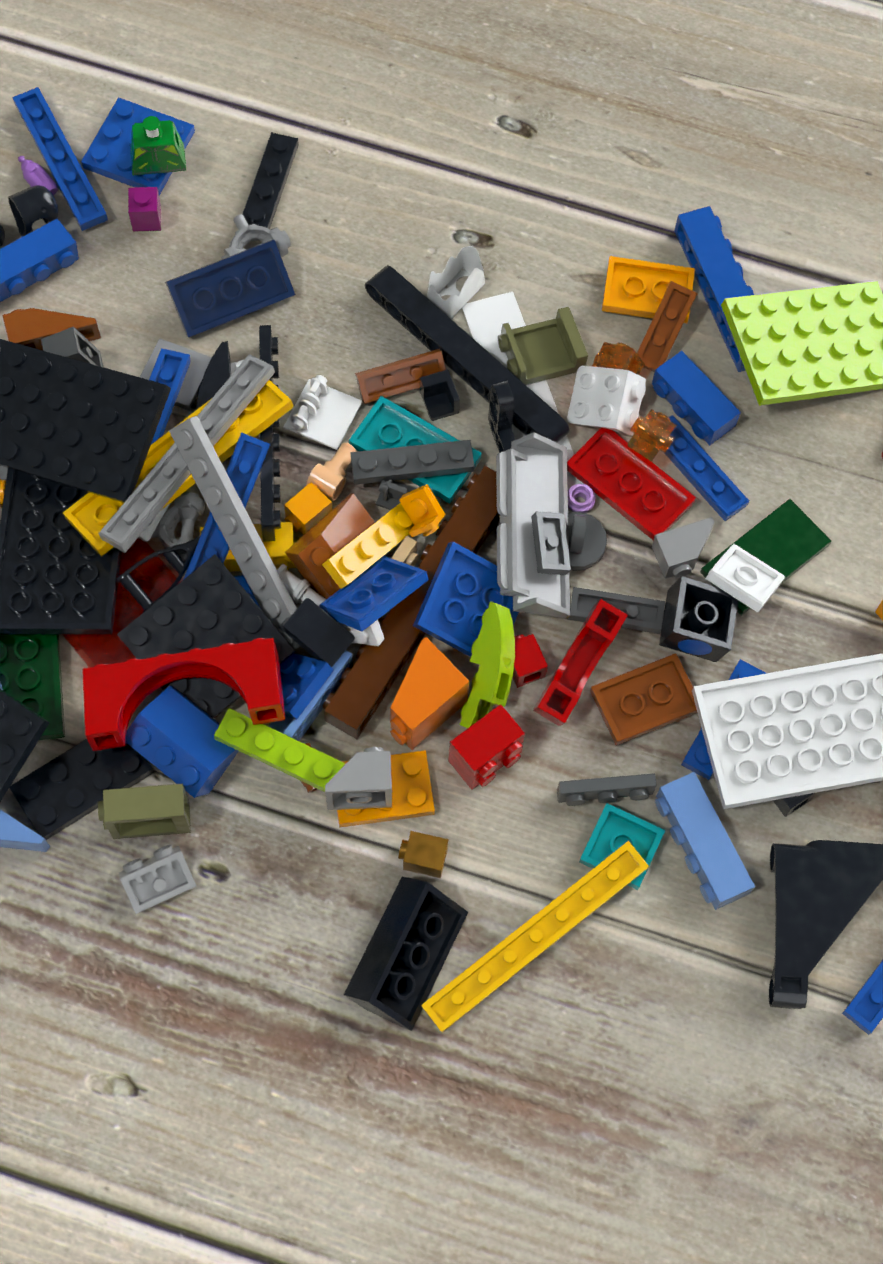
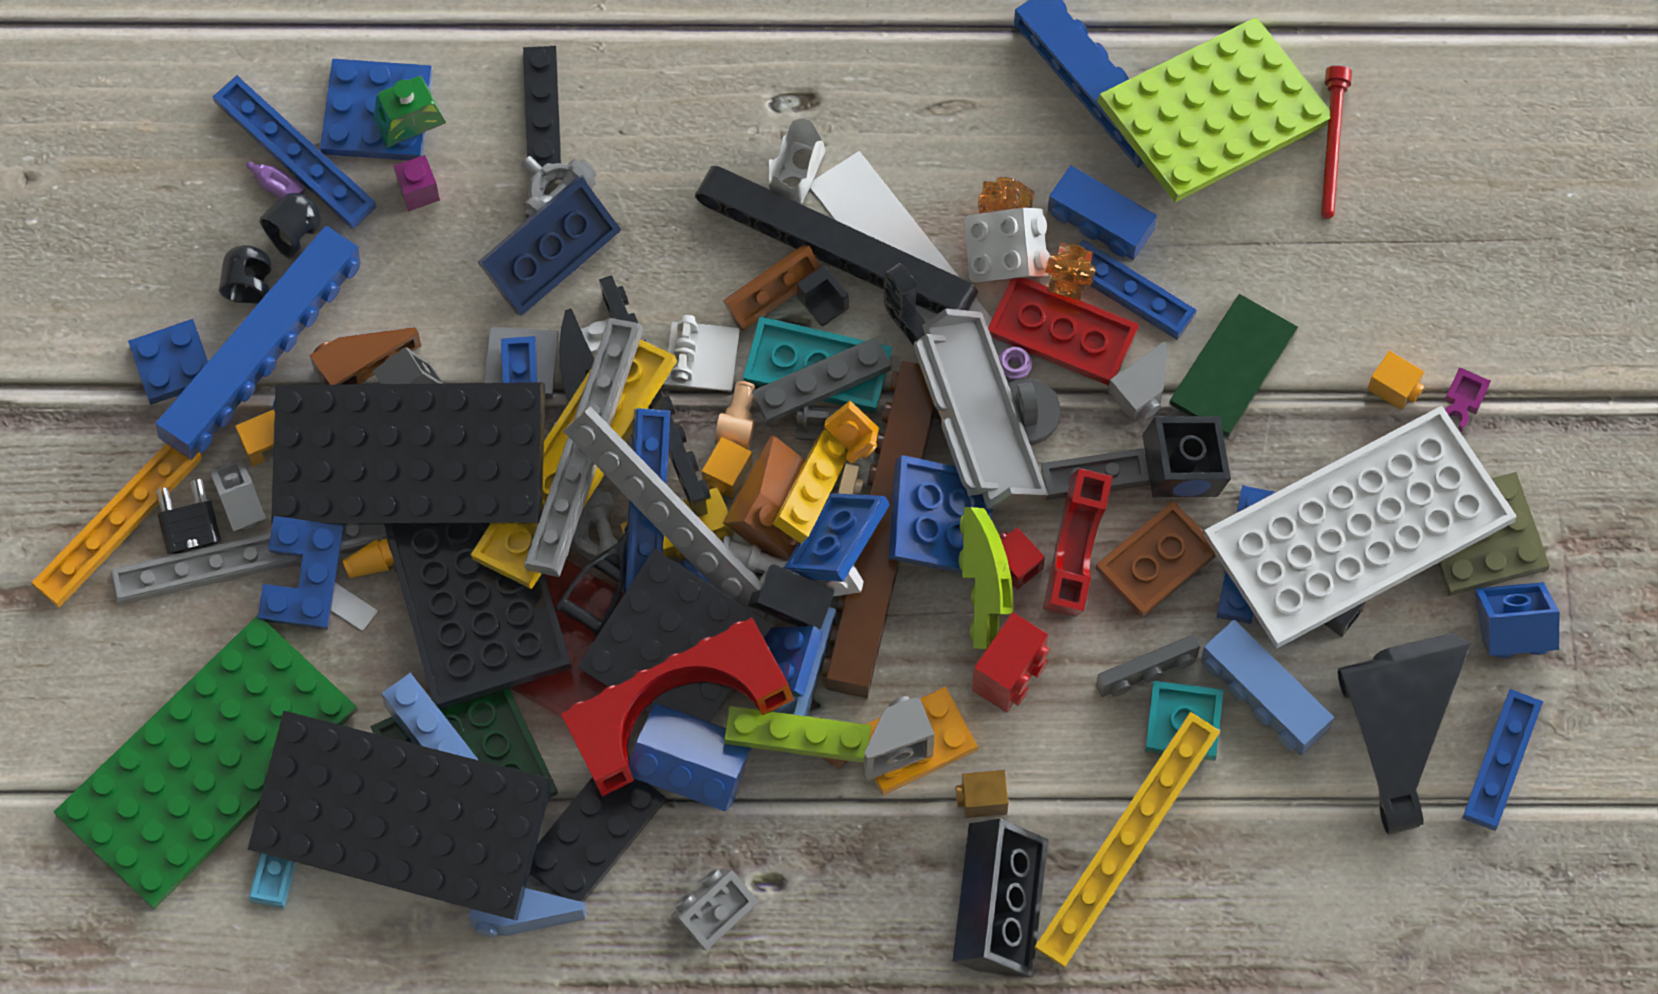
camera: 15 degrees left, 0 degrees up
(145, 811) = (680, 841): olive window -> none
(427, 696) = (931, 627): orange slope -> none
(543, 348) = (918, 207): olive panel -> none
(551, 543) = (1003, 423): plate -> none
(639, 285) = (1009, 104): light orange plate -> none
(665, 325) = (1043, 142): dark orange plate -> none
(745, 577) = (1220, 396): white tile -> none

